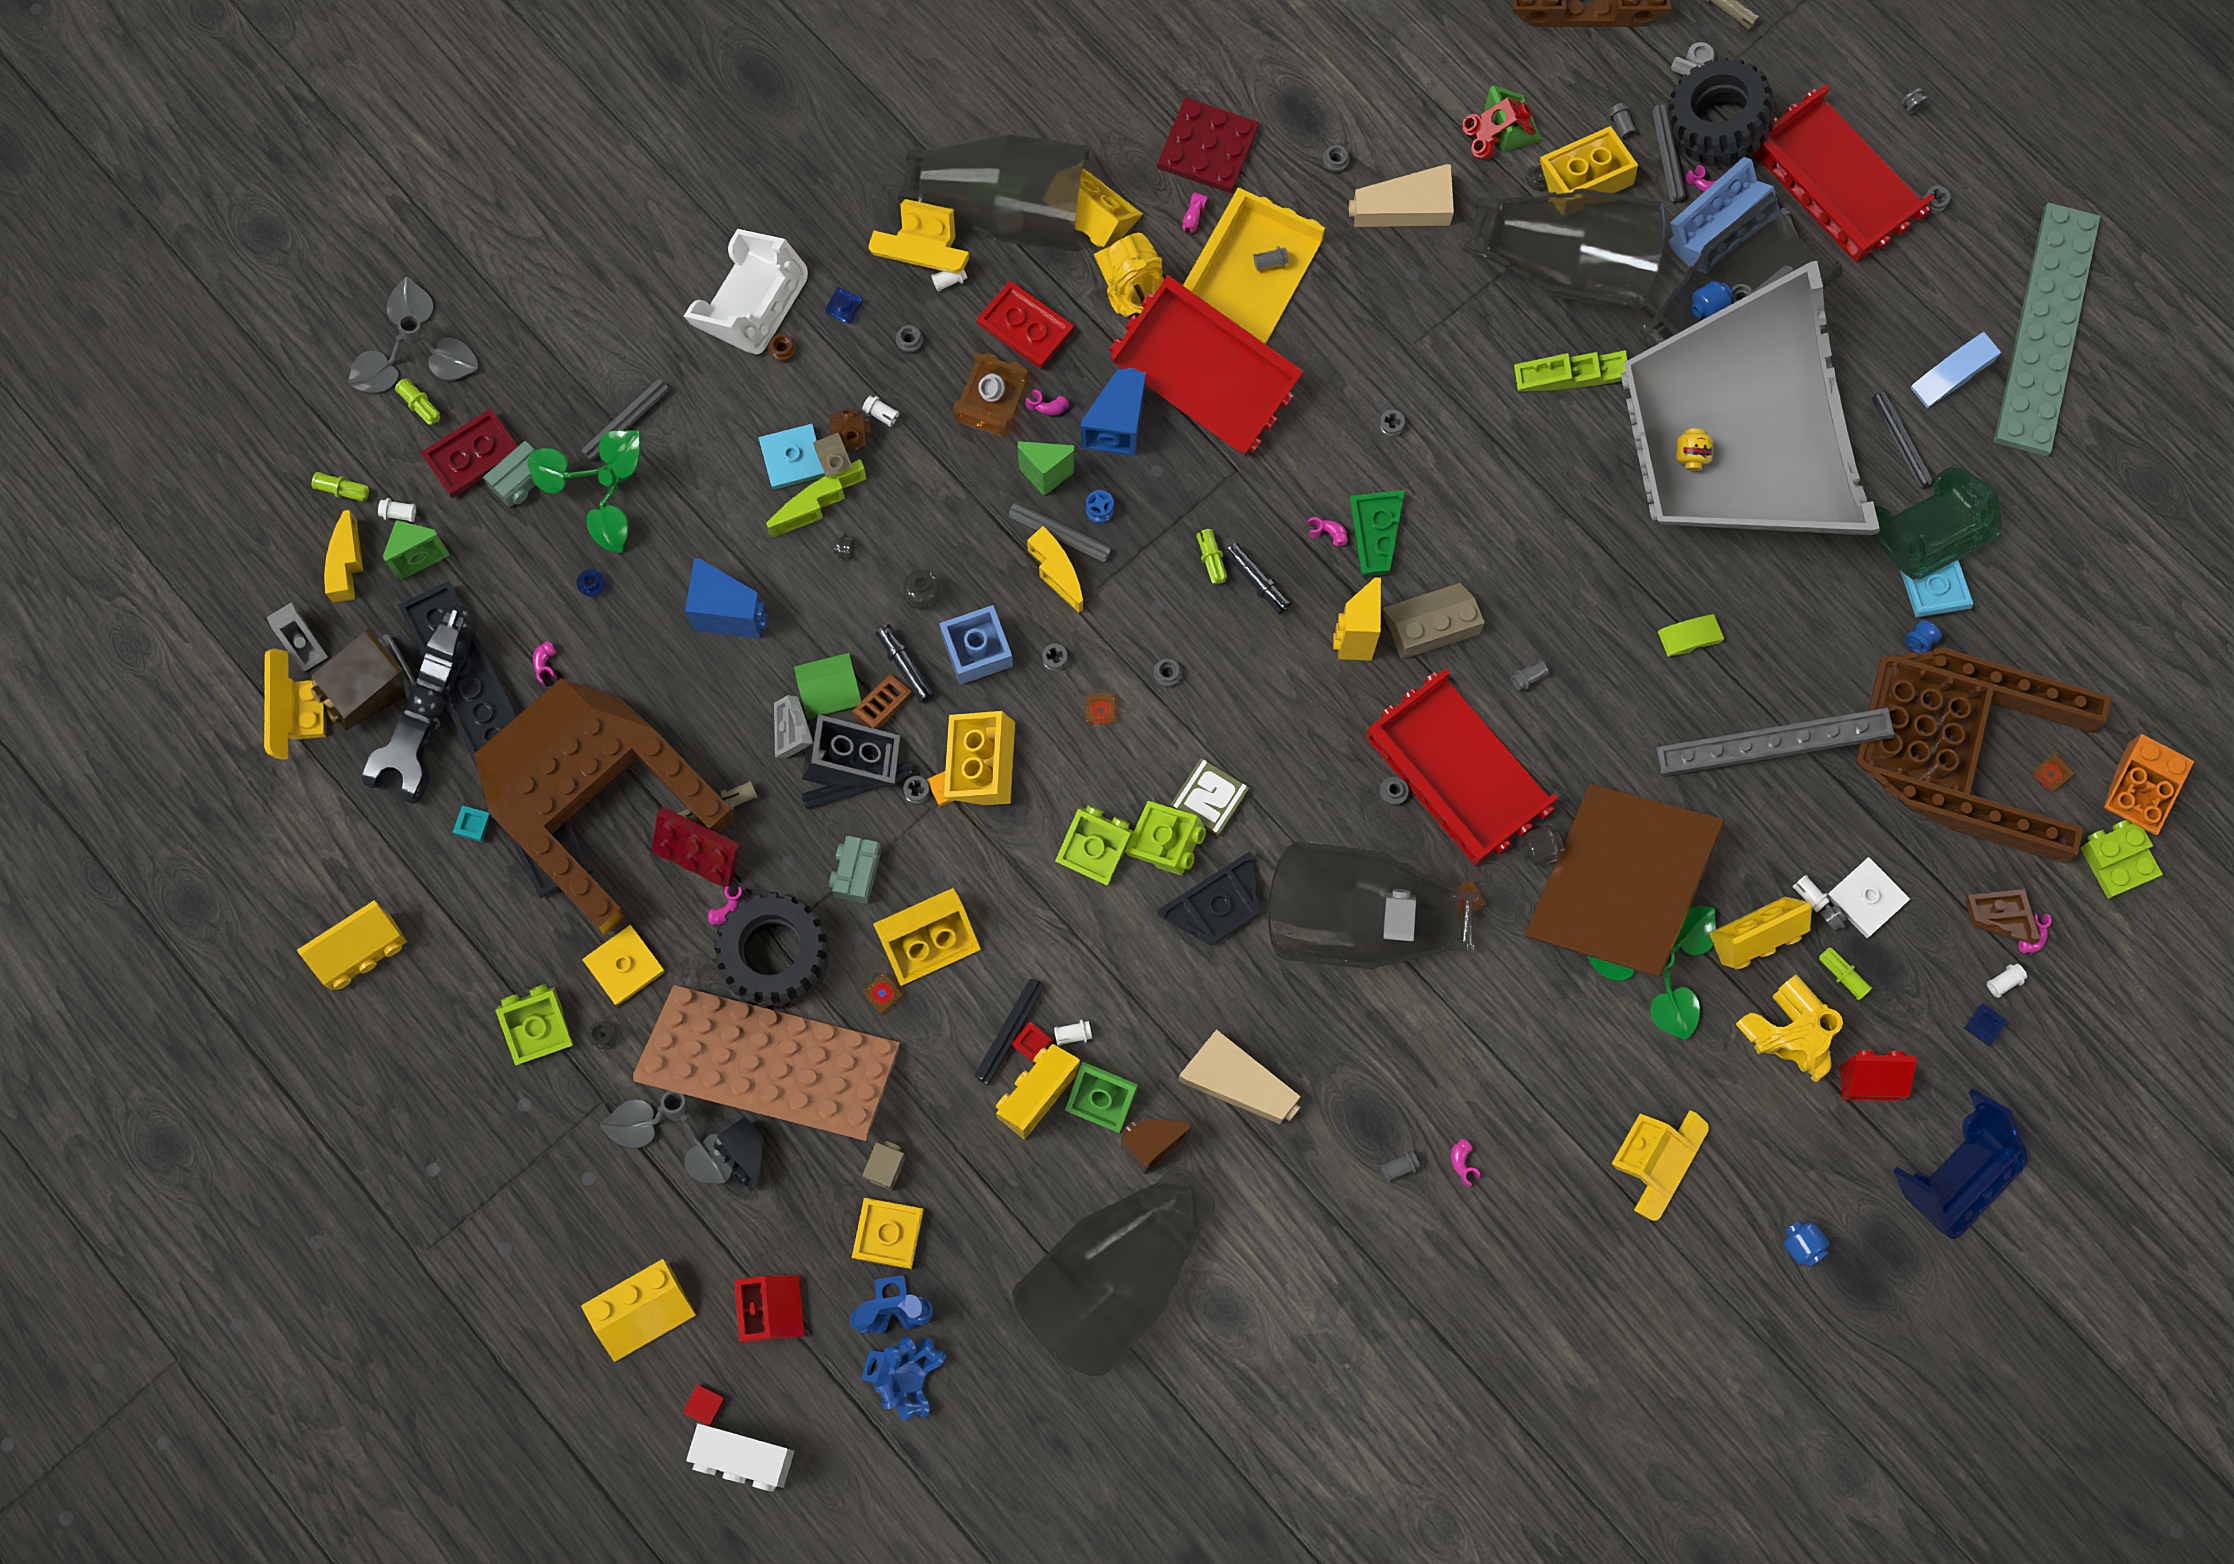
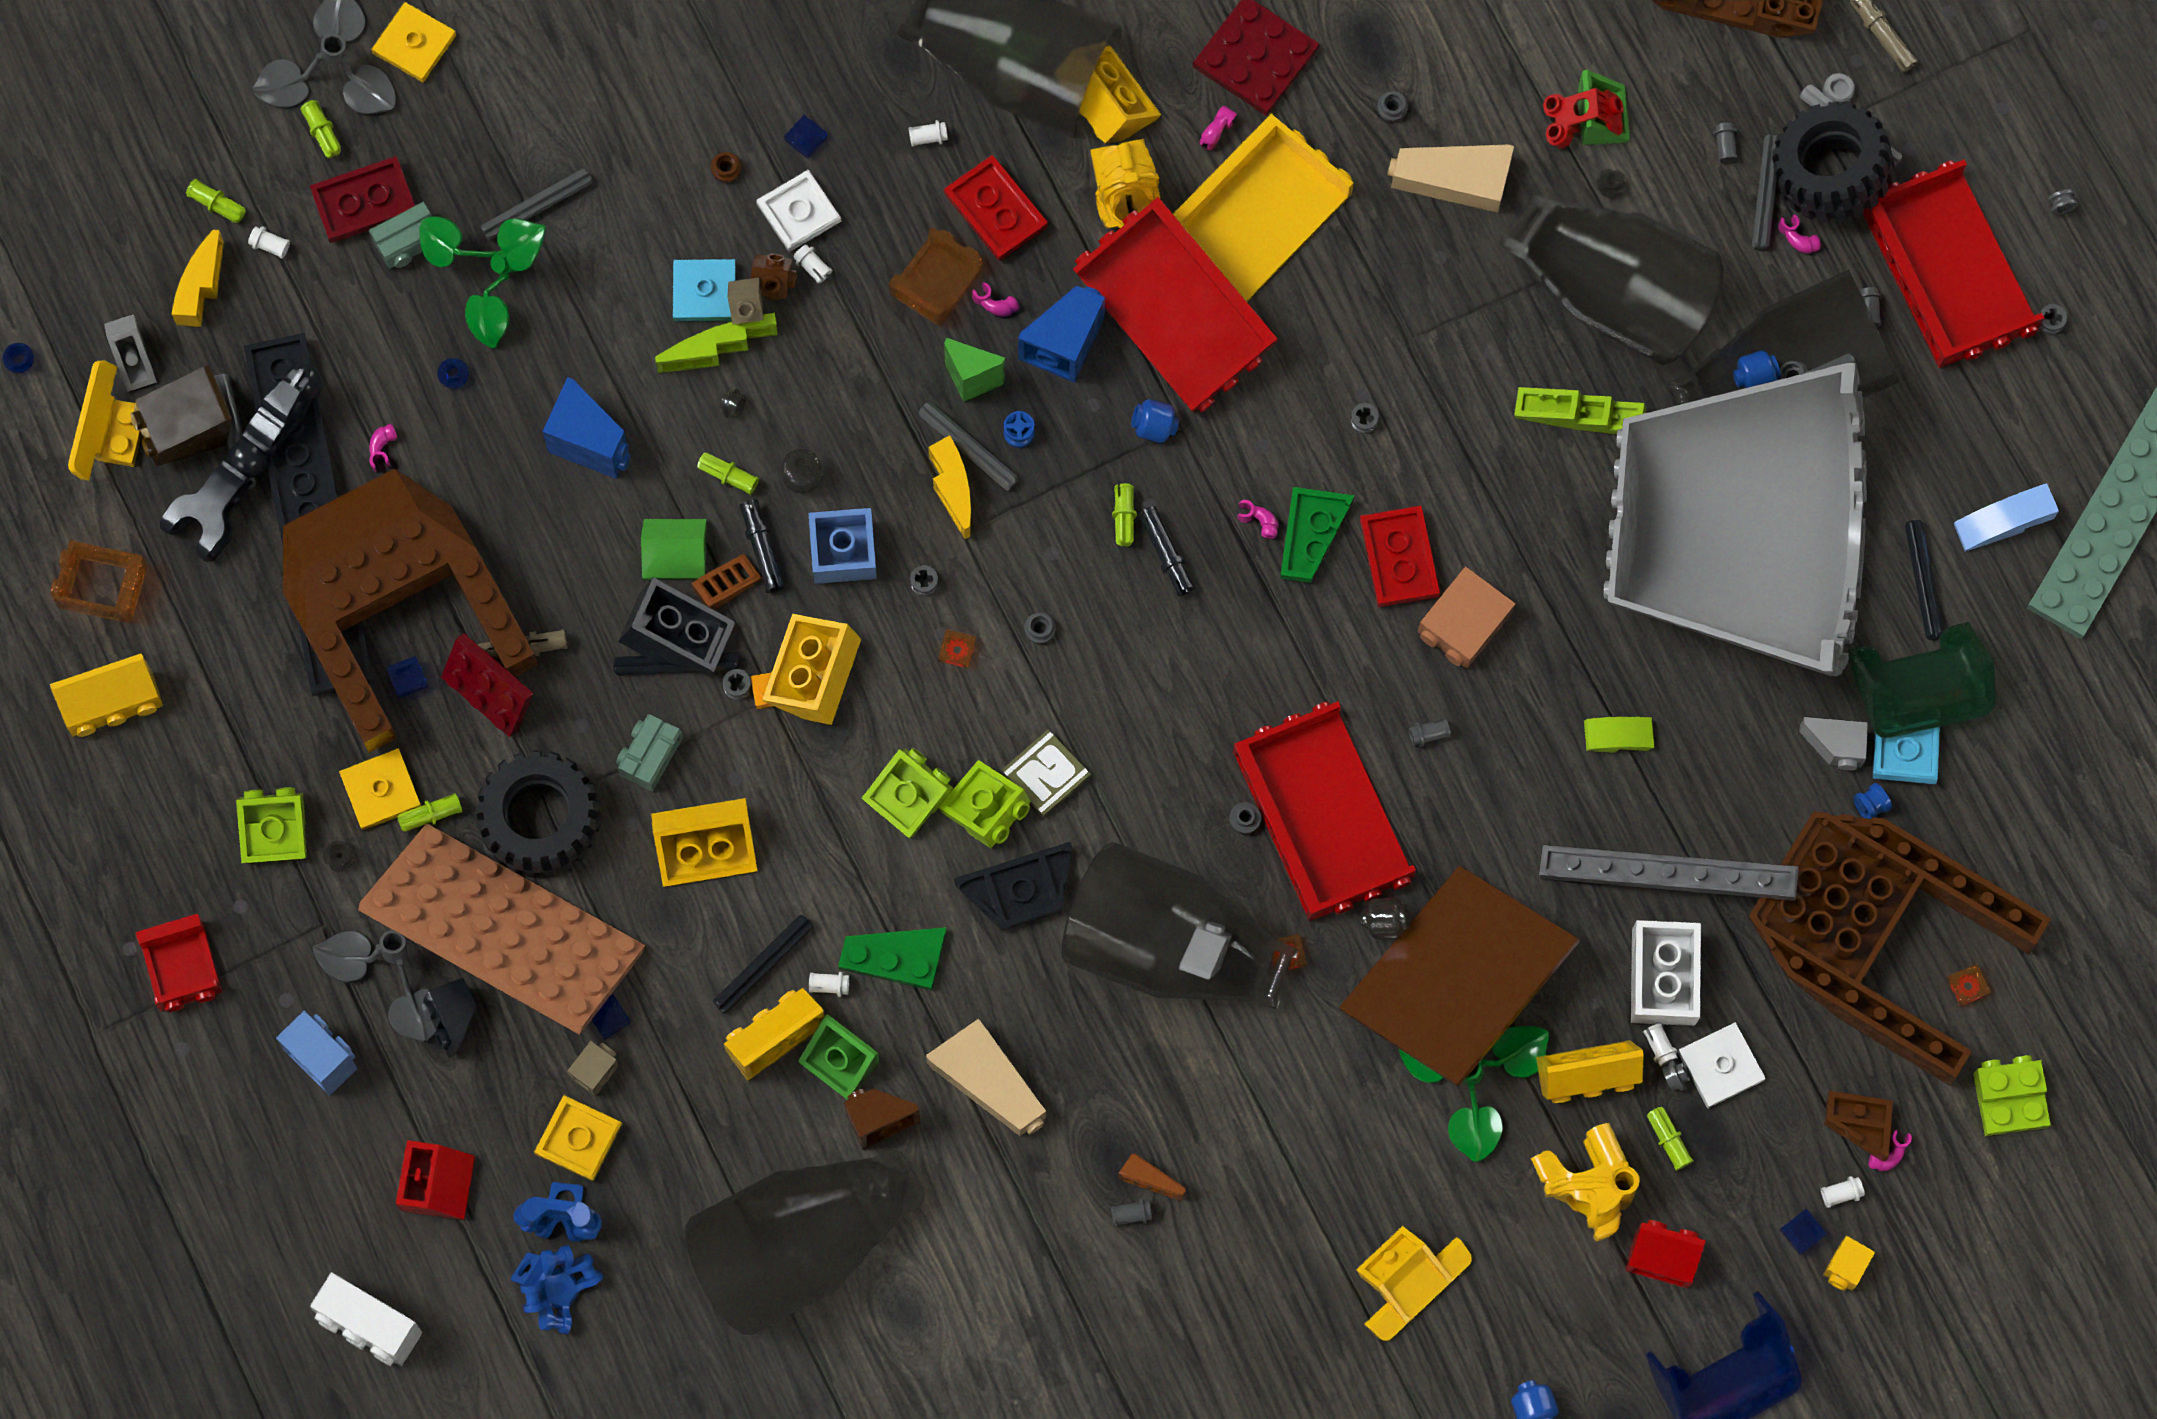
camera: 15 degrees right, 0 degrees up
(192, 661) = (15, 350): none -> clear blue plate
(350, 845) = (129, 590): none -> clear orange window
(412, 549) = (274, 290): bright green slope -> none
(472, 824) = (262, 599): teal plate -> none
(480, 309) = (414, 42): none -> yellow plate
(482, 1171) = (179, 963): none -> red panel
(621, 859) = (407, 677): none -> clear blue plate
(627, 1219) = (317, 1053): none -> medium blue brick
(638, 1310) = (302, 1147): yellow slope -> none
(674, 974) = (429, 812): none -> lime axle
(703, 1405) = (342, 1260): red tile -> none
(716, 916) = (490, 762): dark pink arm -> none
(754, 293) = (711, 100): white windscreen -> none
(790, 727) = (621, 583): light grey wing -> none
(855, 369) = (798, 210): none -> white plate
(857, 608) = (728, 473): none -> lime axle
(882, 994) = (641, 890): clear orange tile -> none
(887, 1116) = (610, 1018): none -> clear blue plate
(909, 332) = (866, 183): dark grey plate -> none
(923, 239) = (910, 85): yellow plate -> none
(992, 387) = (939, 269): light grey plate -> none
(1031, 1041) = (782, 980): red tile -> none
(1124, 993) = (895, 956): none -> green wing
(1214, 470) = (1154, 421): none -> blue head
(1271, 259) = (1285, 202): dark grey pin -> none
(1359, 624) = (1255, 628): yellow slope -> none
(1401, 1129) = (1144, 1175): none -> dark orange slope
(1433, 620) = (1342, 645): dark tan slope -> none
(1458, 532) = (1399, 556): none -> red plate
(1458, 1158) = (1196, 1219): dark pink arm -> none
(1531, 570) = (1465, 618): none -> nougat brick
(1591, 163) = (1668, 187): yellow slope -> none
(1694, 449) = (1684, 532): yellow head -> none
(1716, 210) = (1797, 269): medium blue brick -> none
(1798, 829) = (1665, 973): none -> white brick
(1877, 593) = (1837, 741): none -> light grey slope
(2033, 1042) = (1848, 1264): none -> yellow brick
(2147, 783) = (2062, 1024): orange slope -> none

